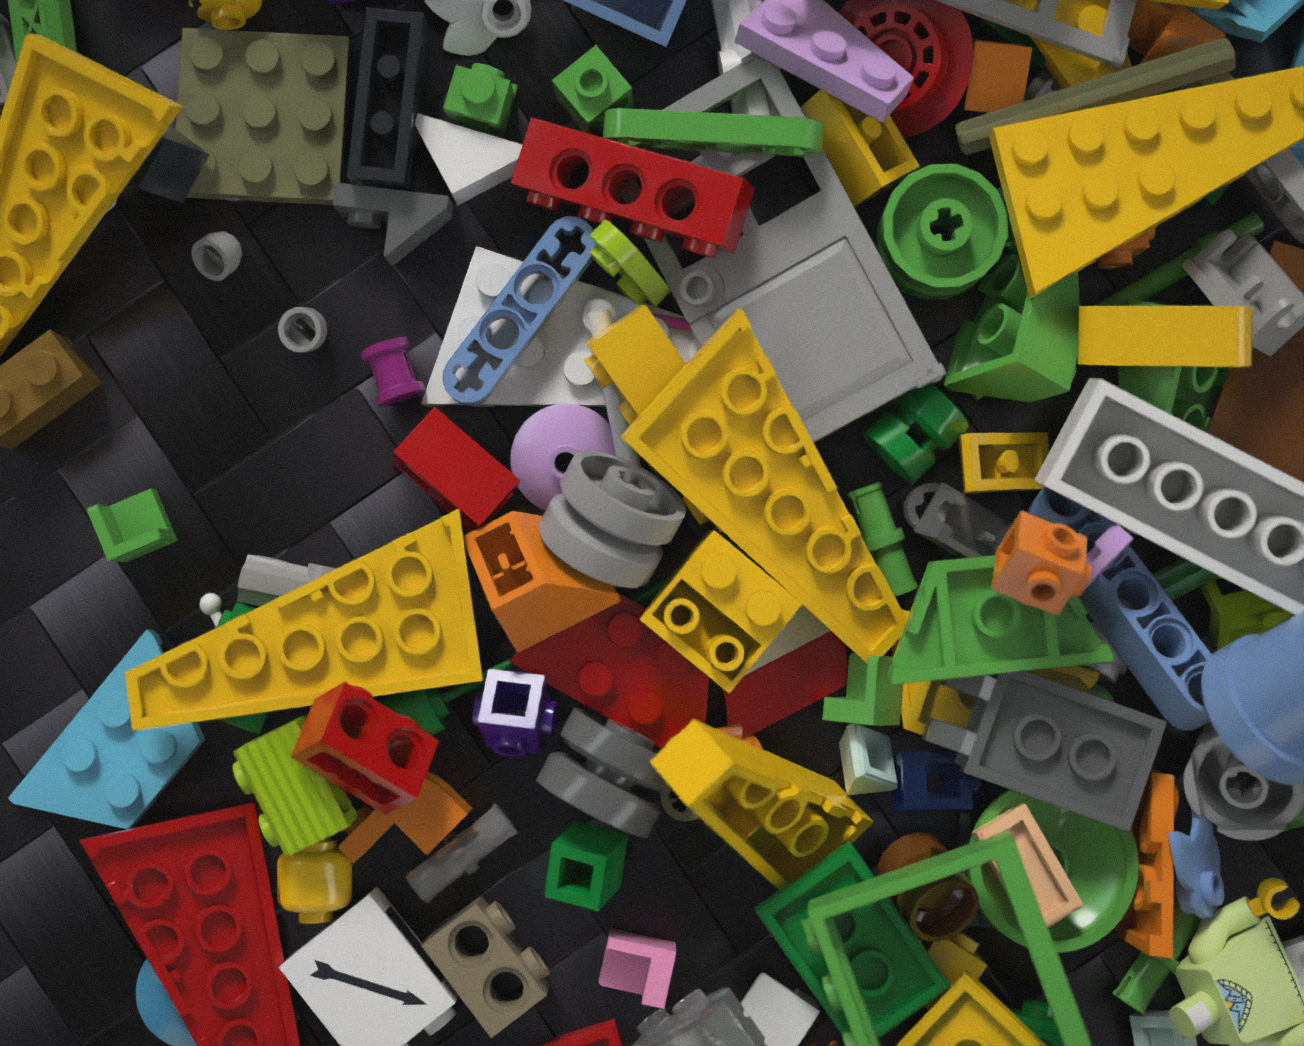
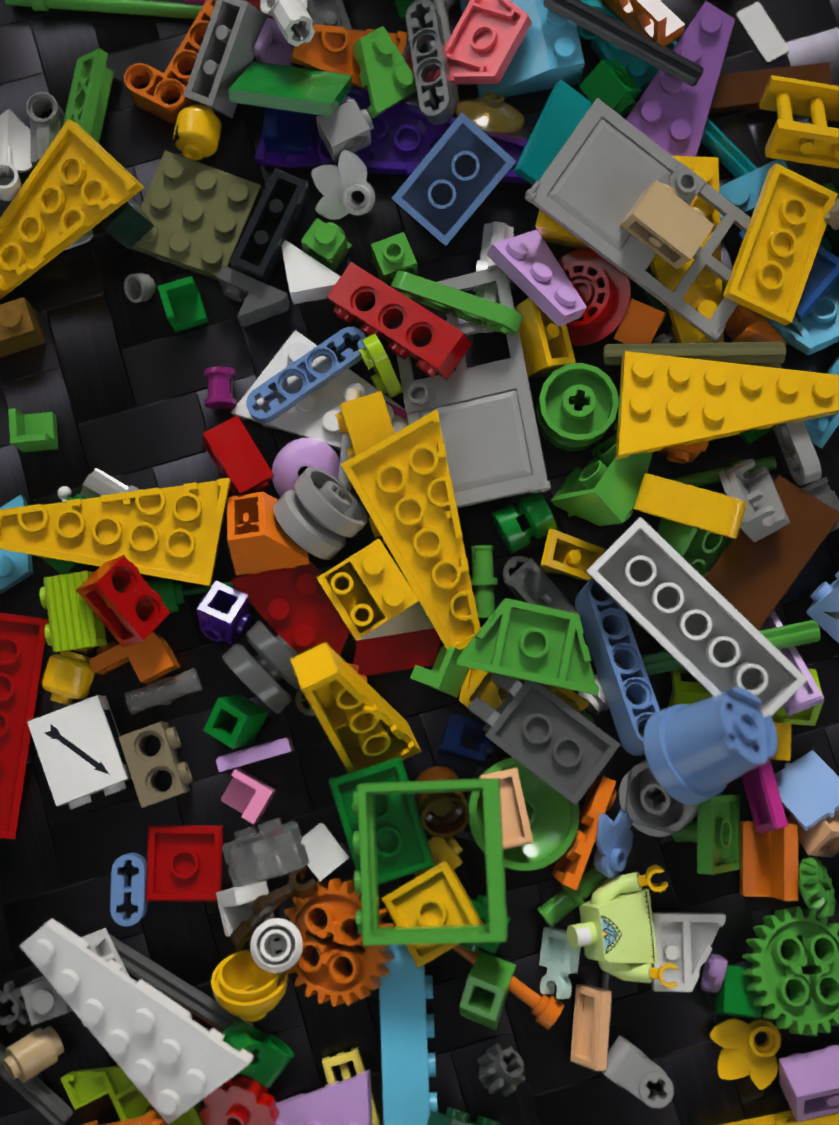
camera: 20 degrees right, 5 degrees down
(293, 260) = (183, 304): none -> green panel
(295, 337) = (170, 351): light grey hinge -> none
(629, 903) = (254, 754): none -> lavender tile
(867, 761) = (430, 713): light aqua slope -> none
(1041, 563) = (569, 617): orange brick -> none
(1106, 551) = (617, 624): lavender tile -> none

